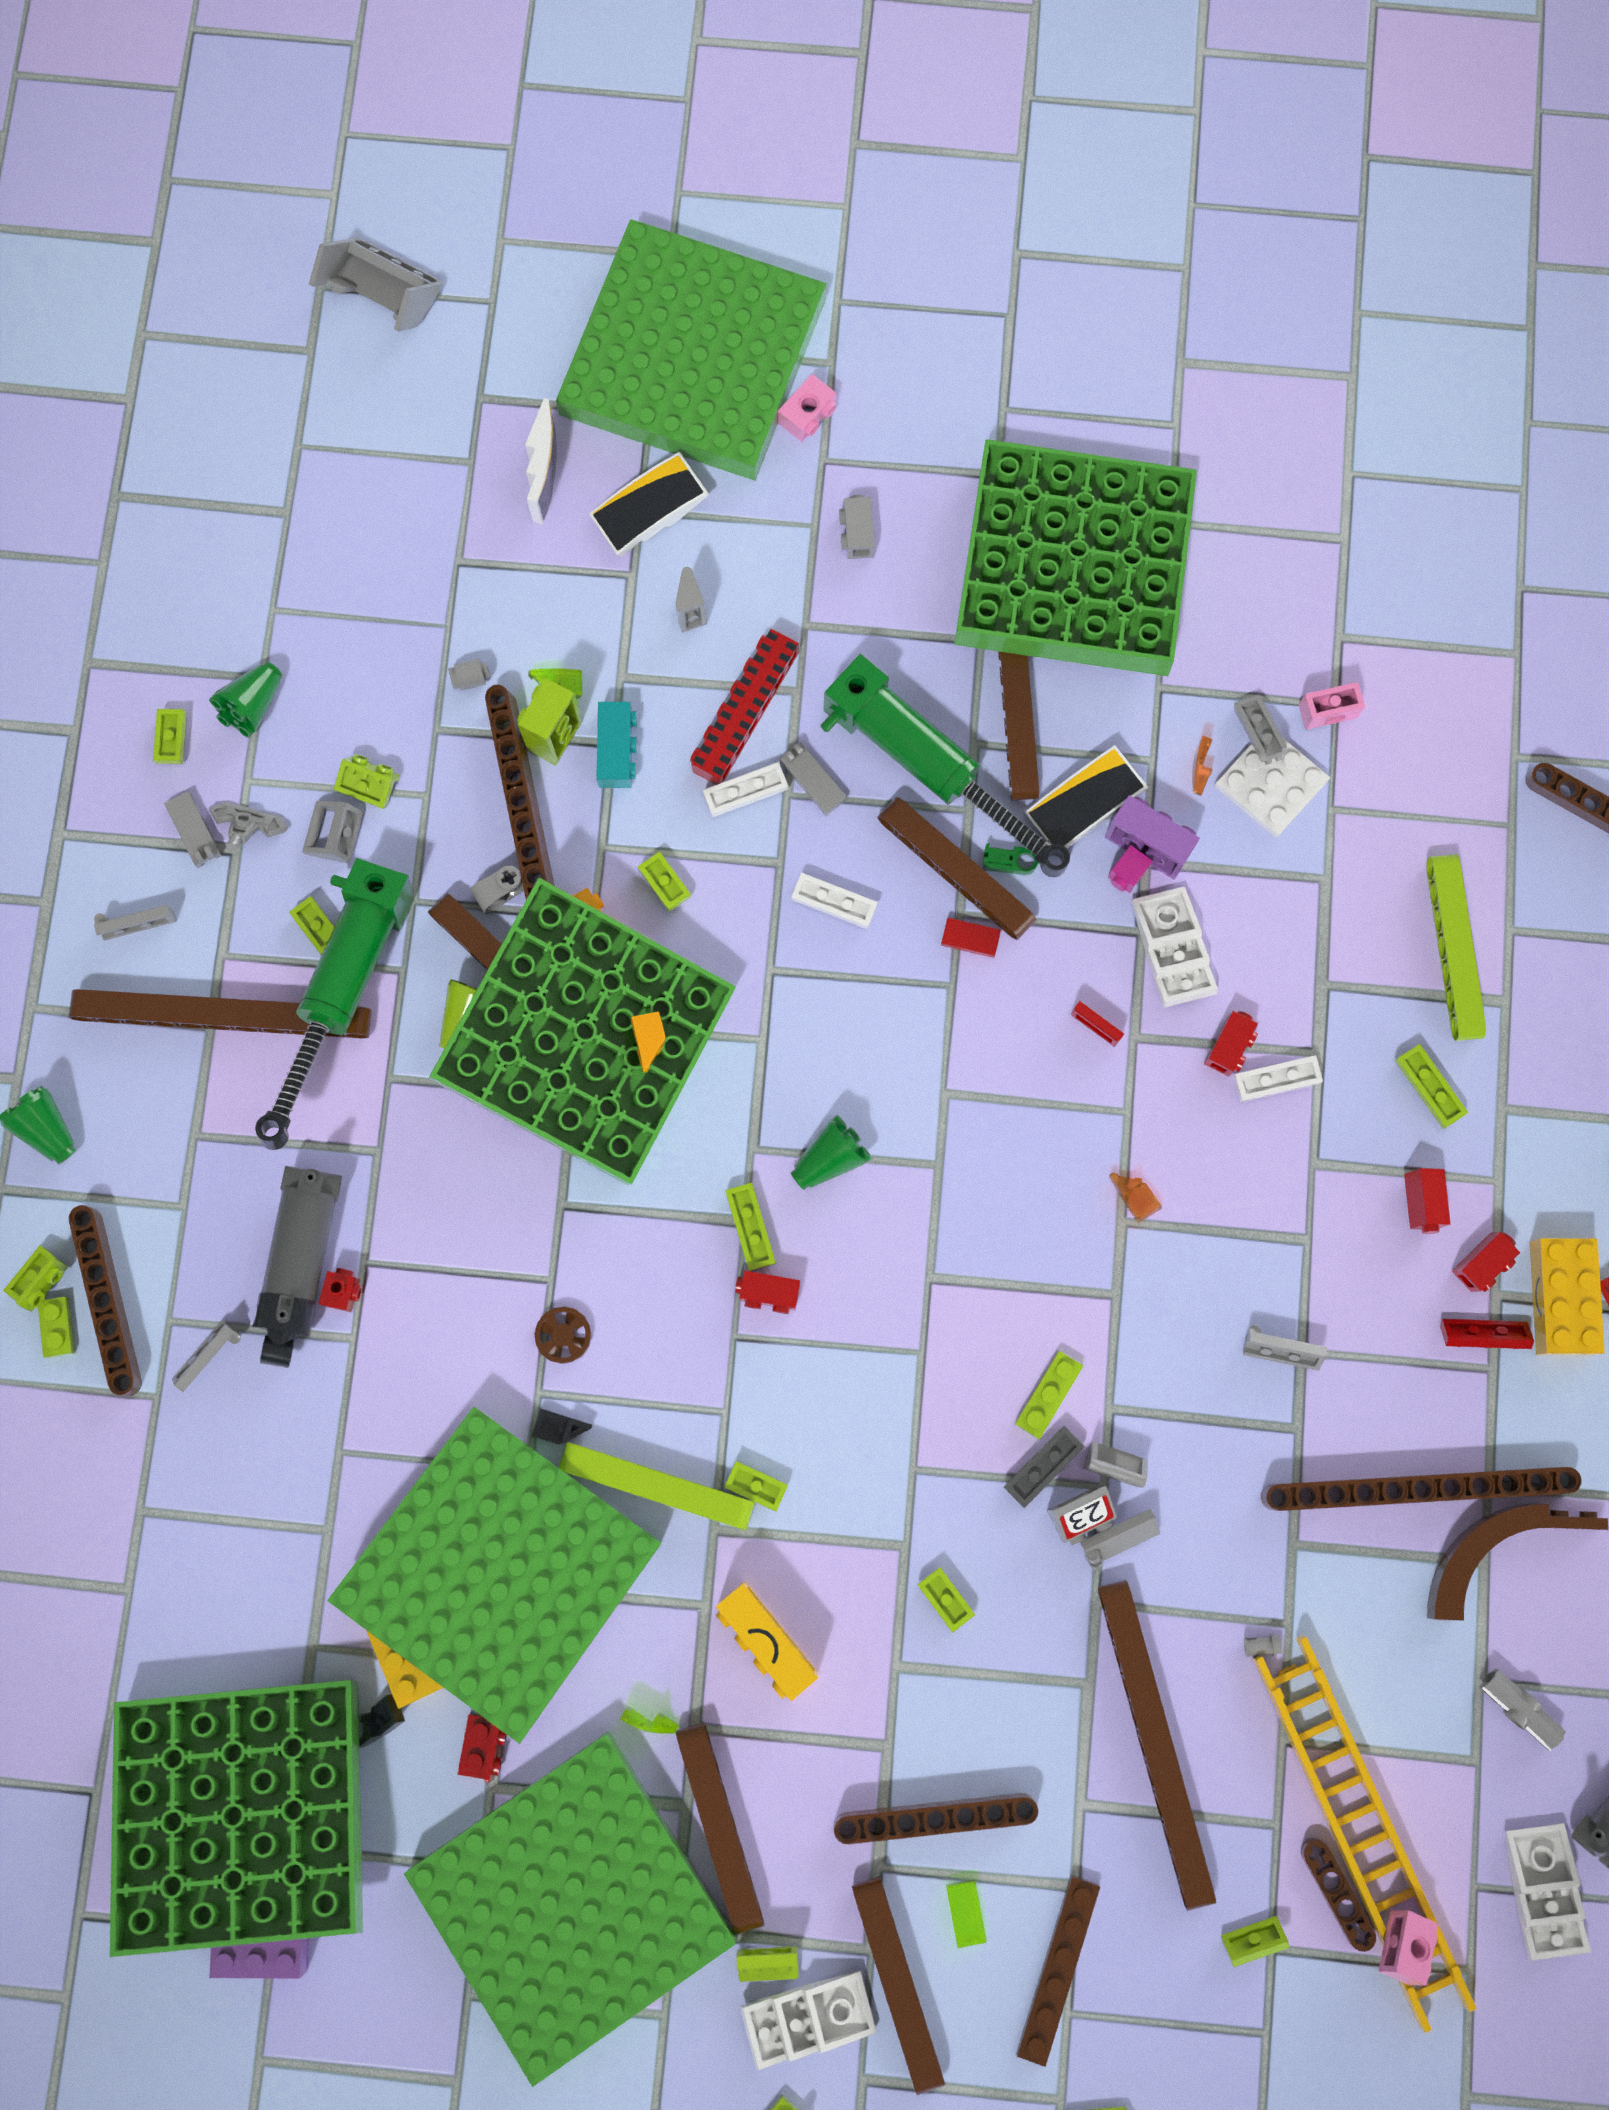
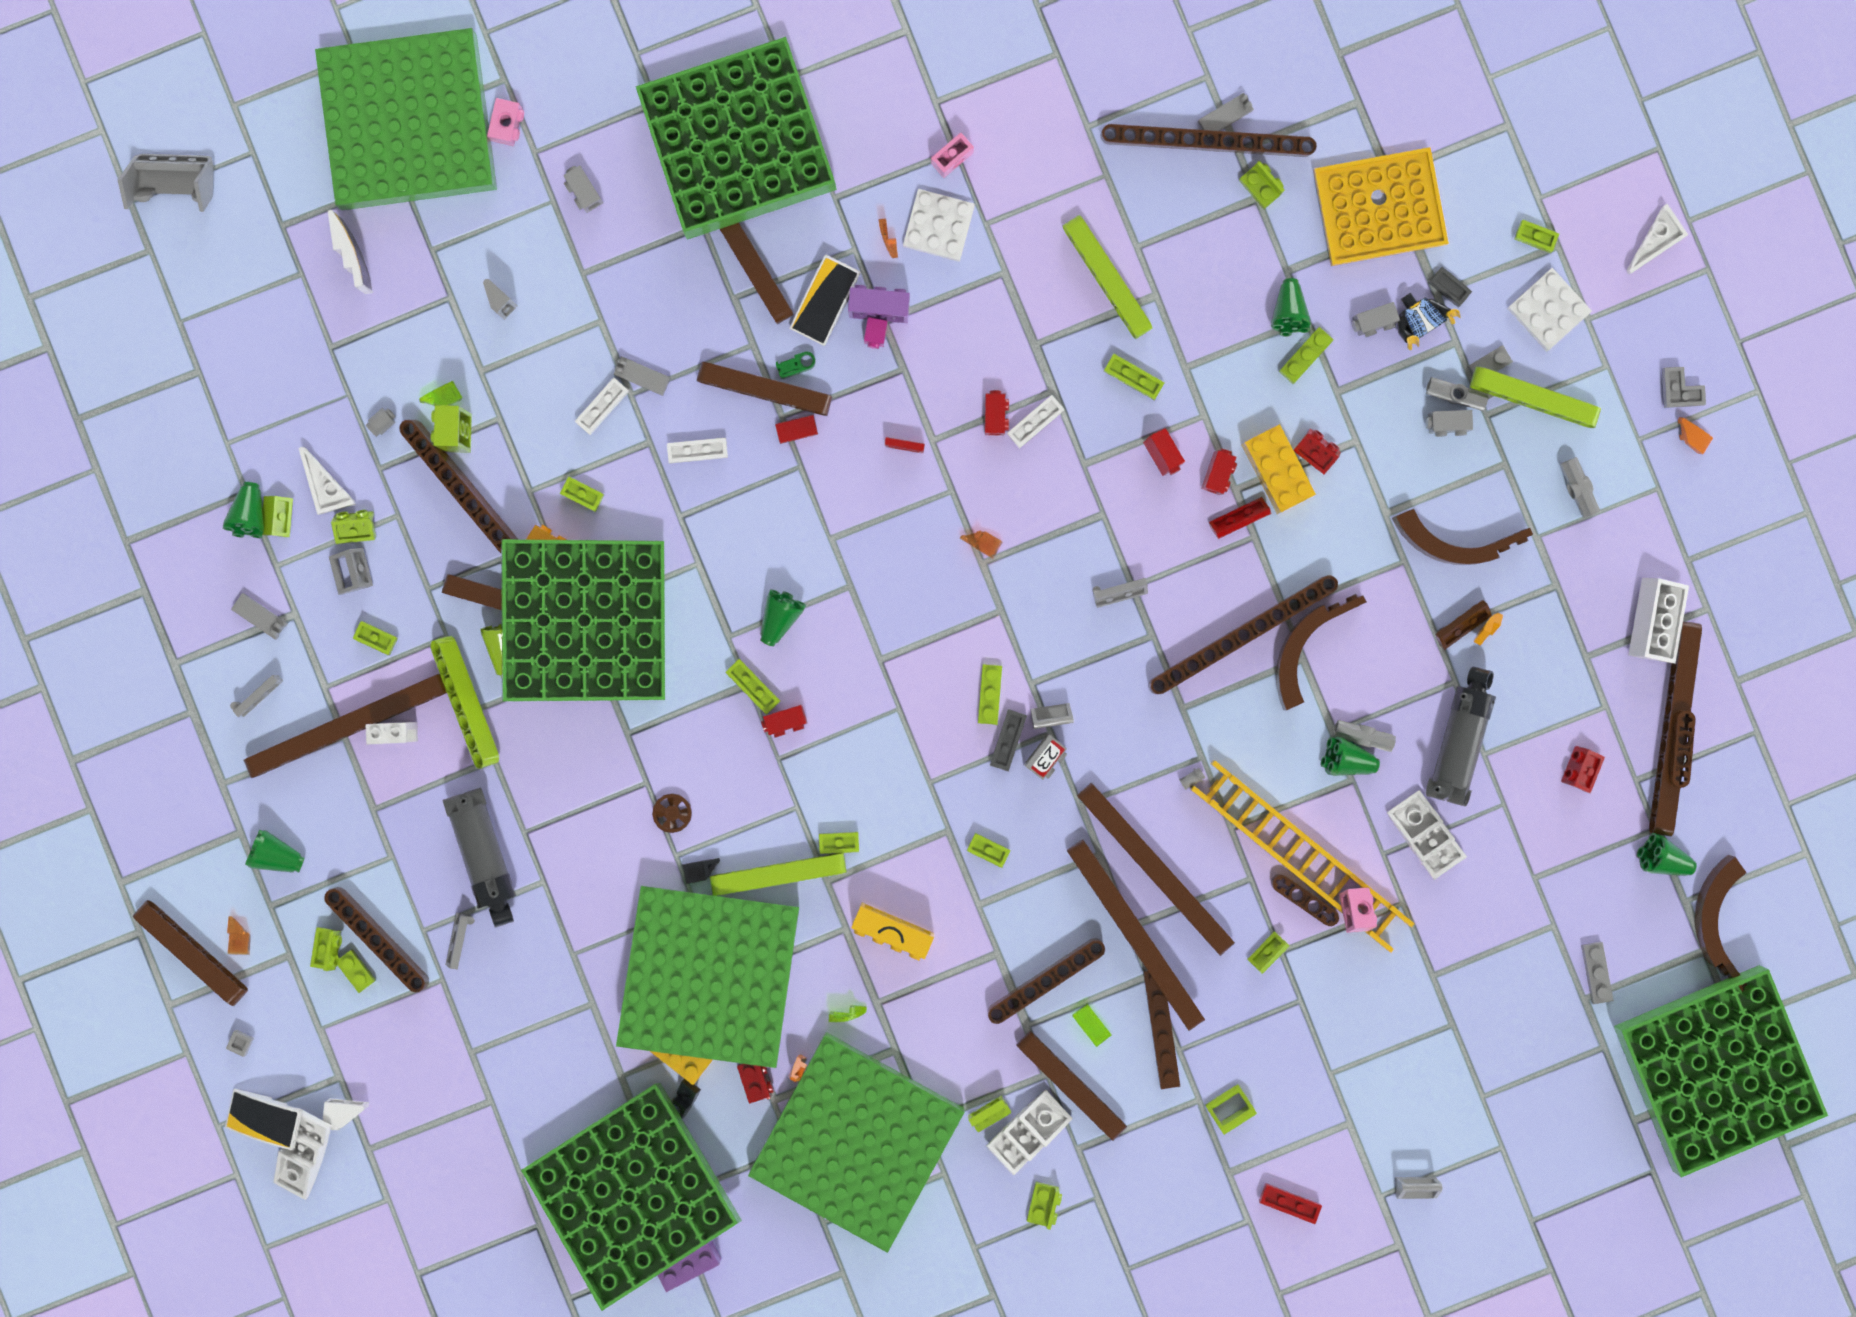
camera: 30 degrees left, 10 degrees up
(169, 736) = (209, 563): lime plate -> none
(245, 822) = (291, 594): light grey piece -> none
(266, 1046) = (391, 733): none -> white window
(282, 722) = (277, 515): none -> lime panel
(340, 1290) = (519, 857): red brick -> none
(357, 721) = (324, 488): none -> white wing
(374, 905) = (405, 607): green piece -> none
(381, 1060) = (464, 702): none -> lime beam
(496, 890) = (476, 556): light grey piece -> none
(546, 1761) = (798, 1068): none -> slope
(615, 745) = (502, 419): teal brick -> none
(649, 504) = (436, 243): black slope -> none
(649, 1037) = (626, 603): light orange slope -> none
(719, 1828) = (921, 1052): reddish brown beam -> none
(745, 707) = (573, 351): red brick -> none
(865, 703) = (702, 322): green piece -> none
(1087, 1823) = (1136, 935): none -> reddish brown beam
(1119, 1538) = (1075, 759): light grey hinge -> none
(1174, 946) = (929, 368): white slope -> none
(1261, 729) = (914, 194): light grey hinge -> none
(1486, 1728) = (1347, 759): none -> green cone

